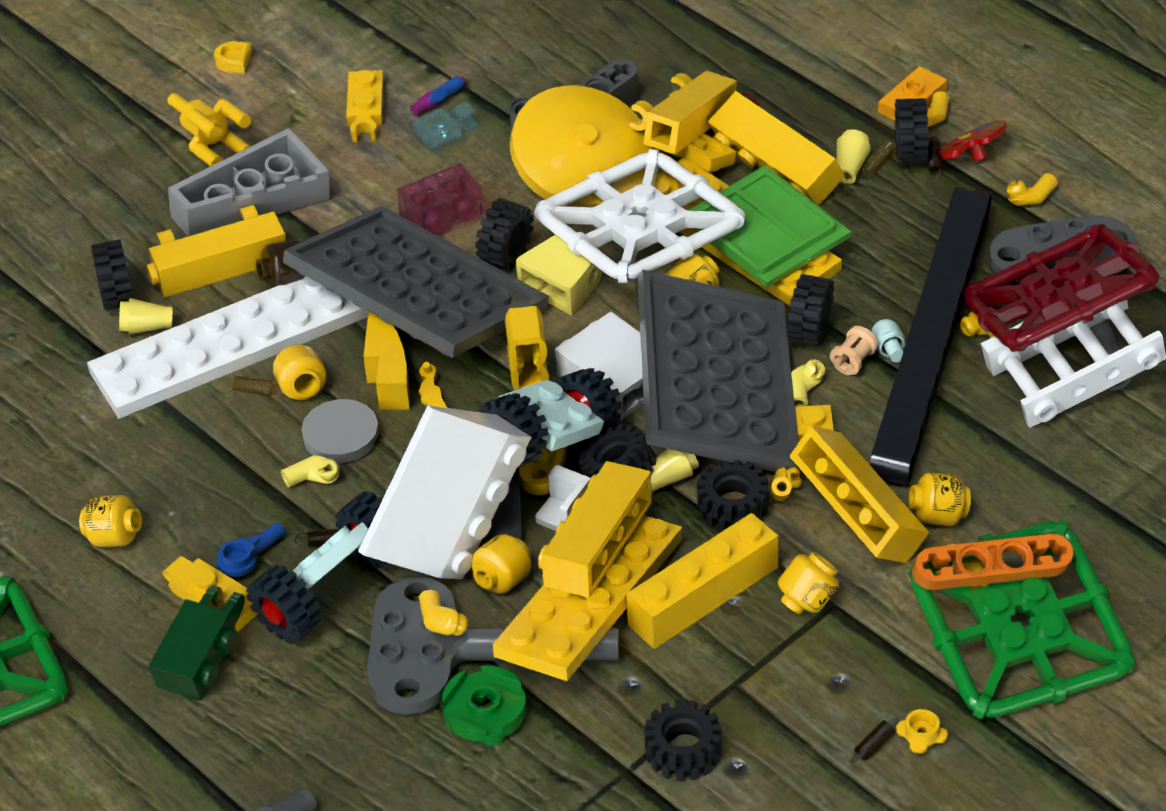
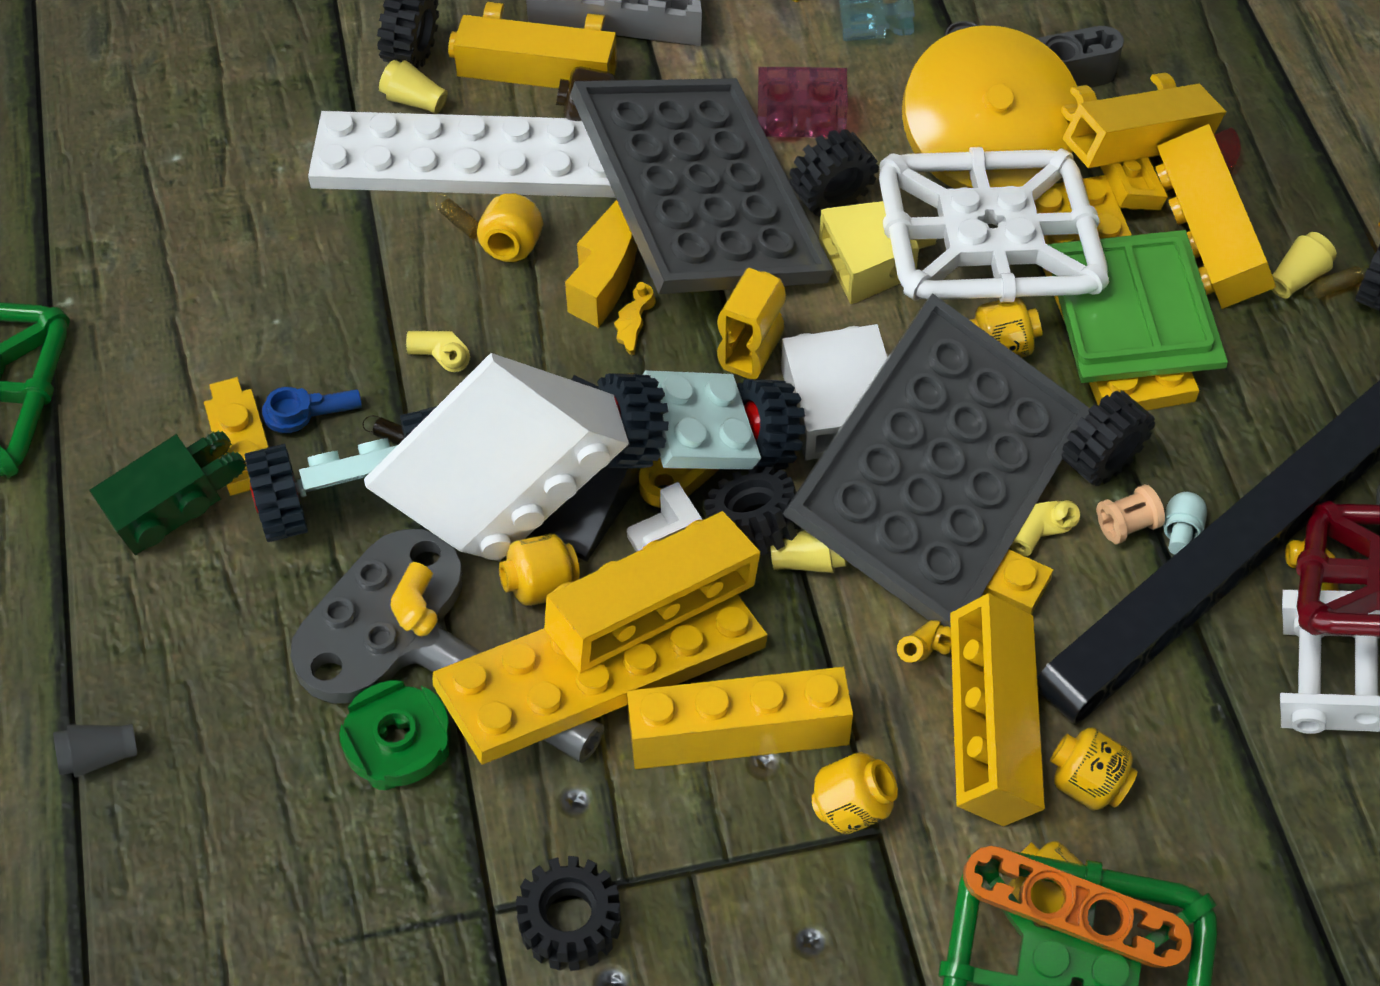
camera: 30 degrees right, 10 degrees up
(110, 521) = (199, 300): yellow head -> none
(340, 430) = (505, 316): light grey tile -> none
(732, 479) = (858, 599): black tyre -> none

